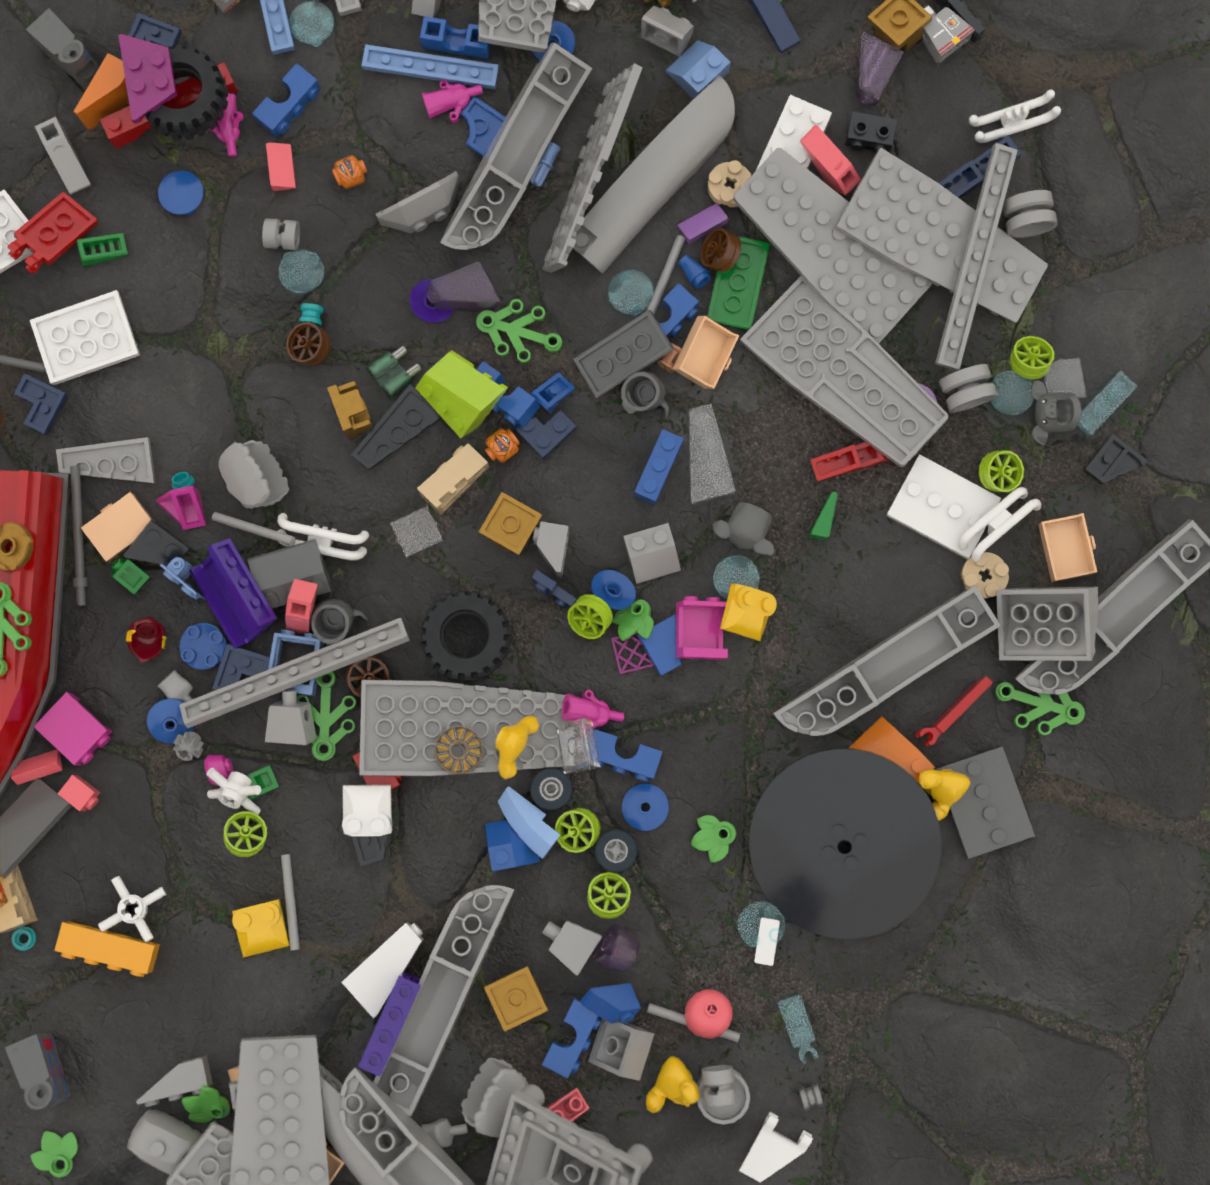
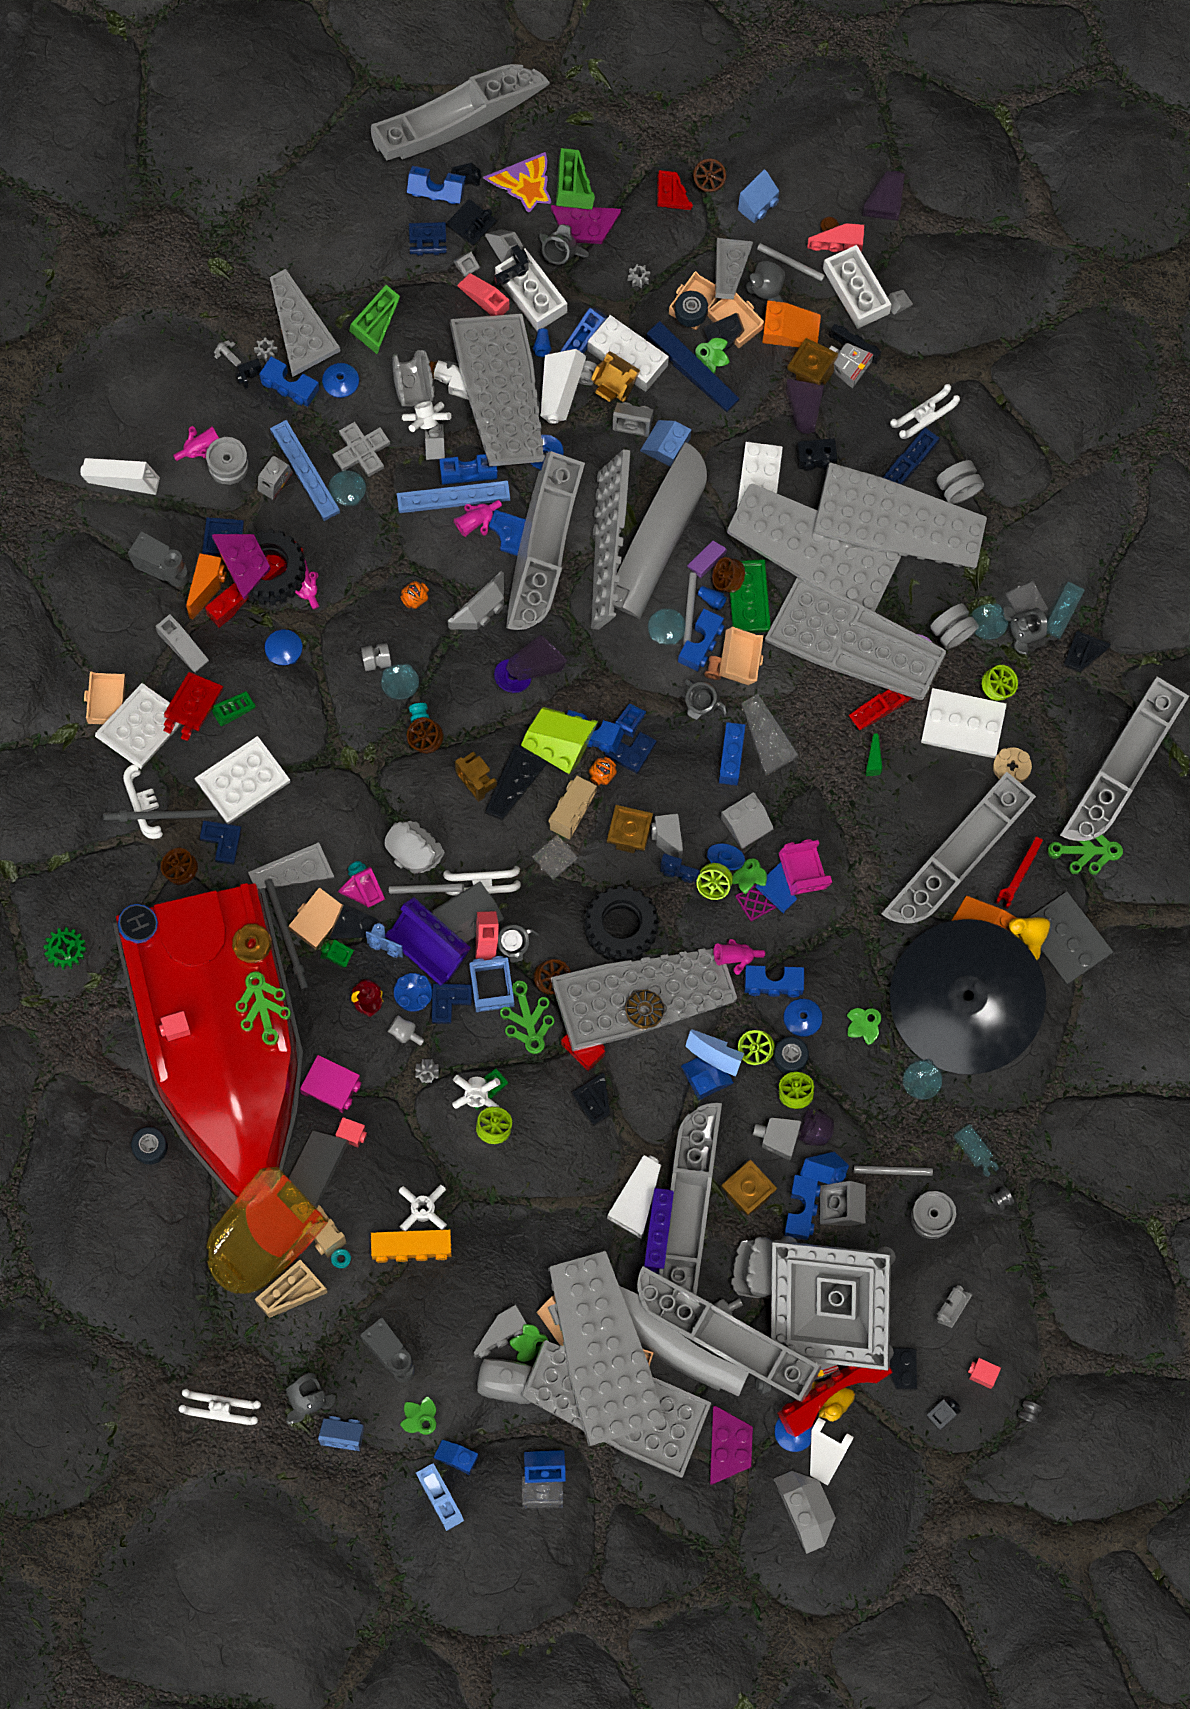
camera: 20 degrees left, 10 degrees down
(37, 767) = (310, 1122): coral slope -> none
(165, 711) = (397, 1052): blue dish -> none
(220, 764) = (454, 1087): dark pink cone -> none
(260, 928) = (528, 1196): yellow slope -> none
(277, 116) = (342, 568): blue arch -> none
(280, 166) = (357, 605): coral slope -> none
(290, 721) = (503, 1026): light grey torso -> none
(290, 902) = (545, 1169): light grey bar -> none
(294, 672) = (496, 986): light grey plate -> none
(367, 810) = (586, 1076): white slope -> none
(389, 373) = (495, 741): clear green piece -> none
(512, 742) = (685, 992): yellow head -> none
(515, 330) = (586, 680): bright green plant -> none
(544, 164) = (569, 547): medium blue axle -> none
(551, 789) = (725, 1029): black wheel -> none
(578, 746) = (736, 980): clear slope -> none
(623, 353) = (677, 674): dark grey tile -> none
(673, 1083) = (893, 1218): yellow head -> none
(699, 1018) = (902, 1158): coral cylinder -> none
(718, 178) = (709, 519): tan plate -> none
(719, 1087) = (930, 1194): light grey wheel -> none
(735, 570) = (819, 822): clear light blue dish -> none
(747, 528) = (816, 779): dark grey piece -> none
(747, 611) = (836, 843): yellow slope -> none
(766, 948) = (931, 1096): white sticker -> none
(772, 1150) = (985, 1250): white flag -> none
(830, 161) = (793, 484): coral slope -> none
(976, 257) = (929, 525): light grey plate -> none
(998, 522) = (1009, 720): white piece -> none
(1032, 348) = (997, 585): lime wheel -> none
(1047, 623) = (1070, 784): light grey slope -> none
(1068, 548) = (1070, 727): light nougat container -> none

